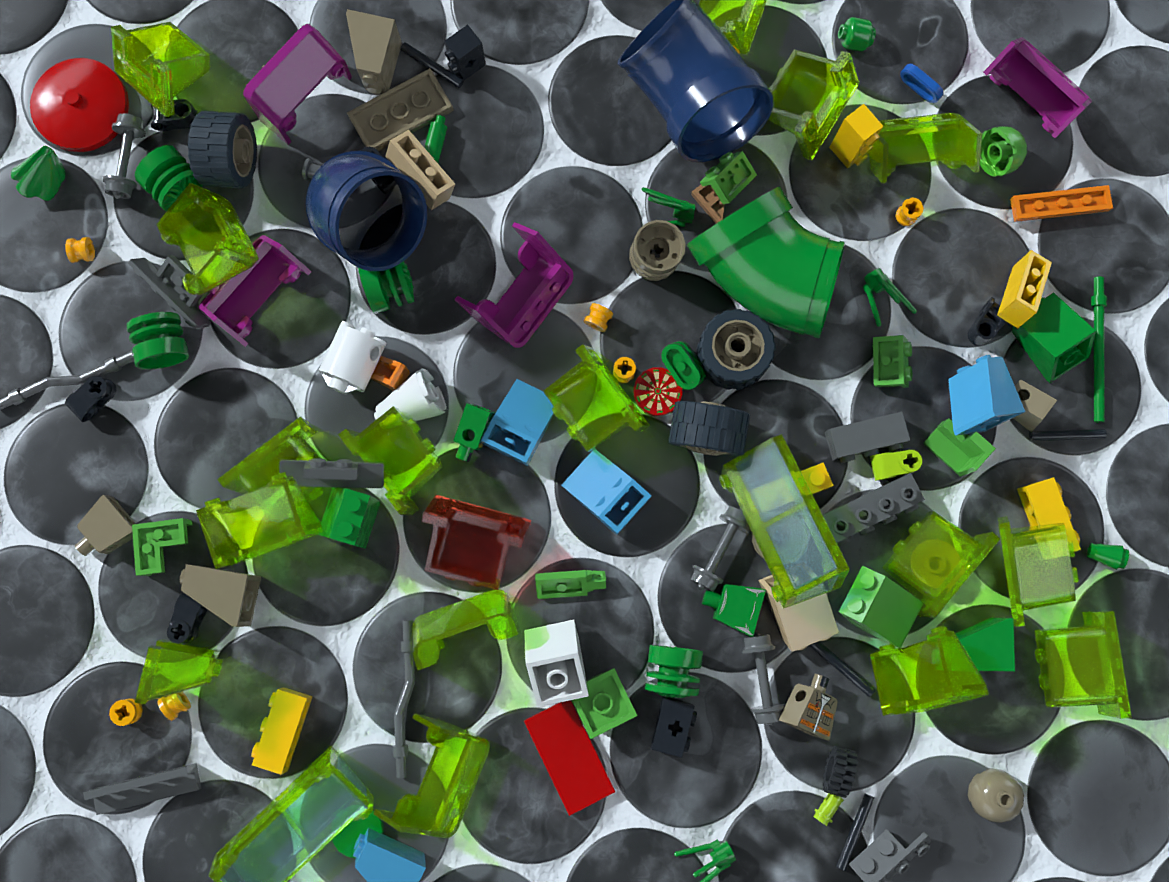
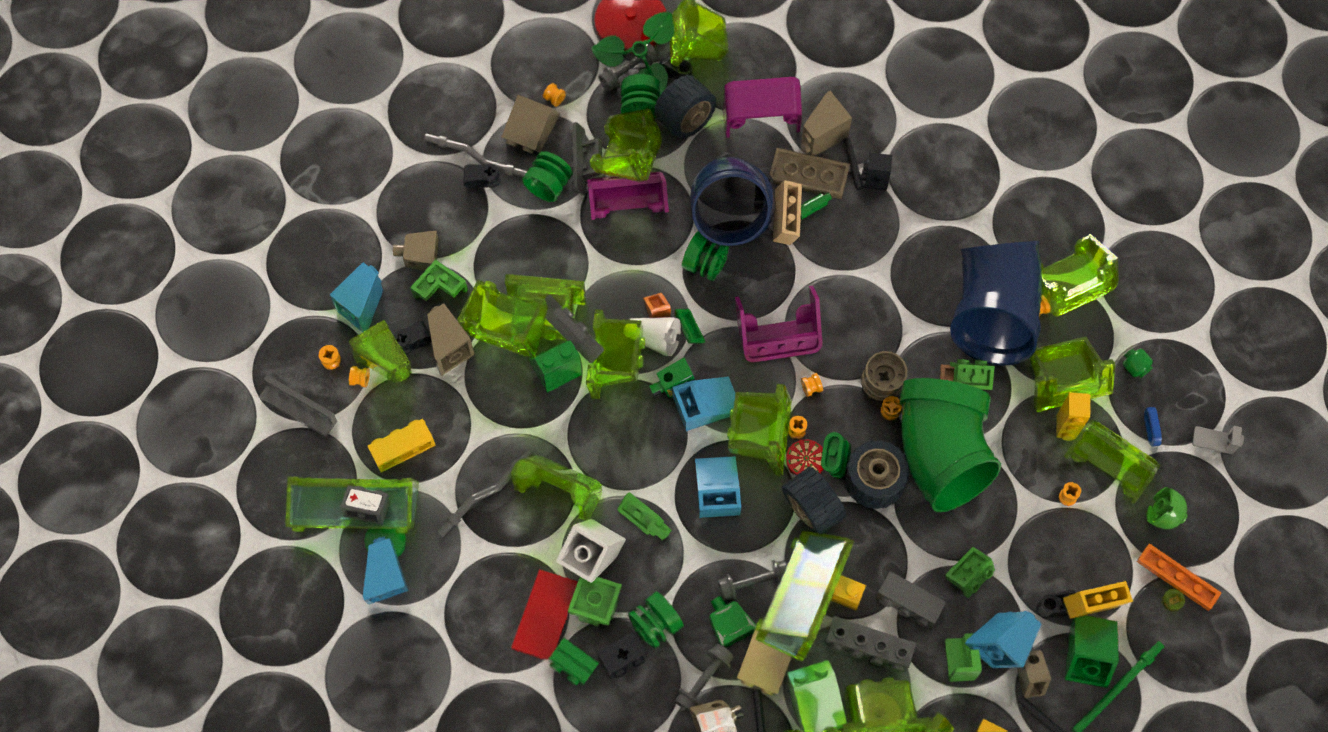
camera: 45 degrees right, 15 degrees down
(39, 174) = (572, 37): green hat -> none
(86, 303) = (529, 124): none -> dark tan slope
(94, 629) = (358, 296): none -> dark azure slope
(116, 90) = (657, 28): none -> green plant
(307, 821) = (365, 504): none -> brick
(351, 359) = (644, 279): white cylinder -> none
(435, 364) = (689, 326): none -> green tile
(446, 784) = (462, 562): clear neon green windscreen -> none
(471, 541) = (610, 440): clear red windscreen -> none
(637, 777) = (572, 662): none -> green brick
(682, 211) = (924, 369): green plant -> none
(690, 269) = (893, 404): none -> light orange wheel
(878, 282) = (1008, 519): green plant -> none
(891, 464) = (911, 630): lime piece -> none
(985, 45) = (1218, 440): none -> light grey bracket
(1039, 84) = (1233, 488): magenta windscreen -> none
(1073, 228) = (1173, 600): none -> clear neon green tile

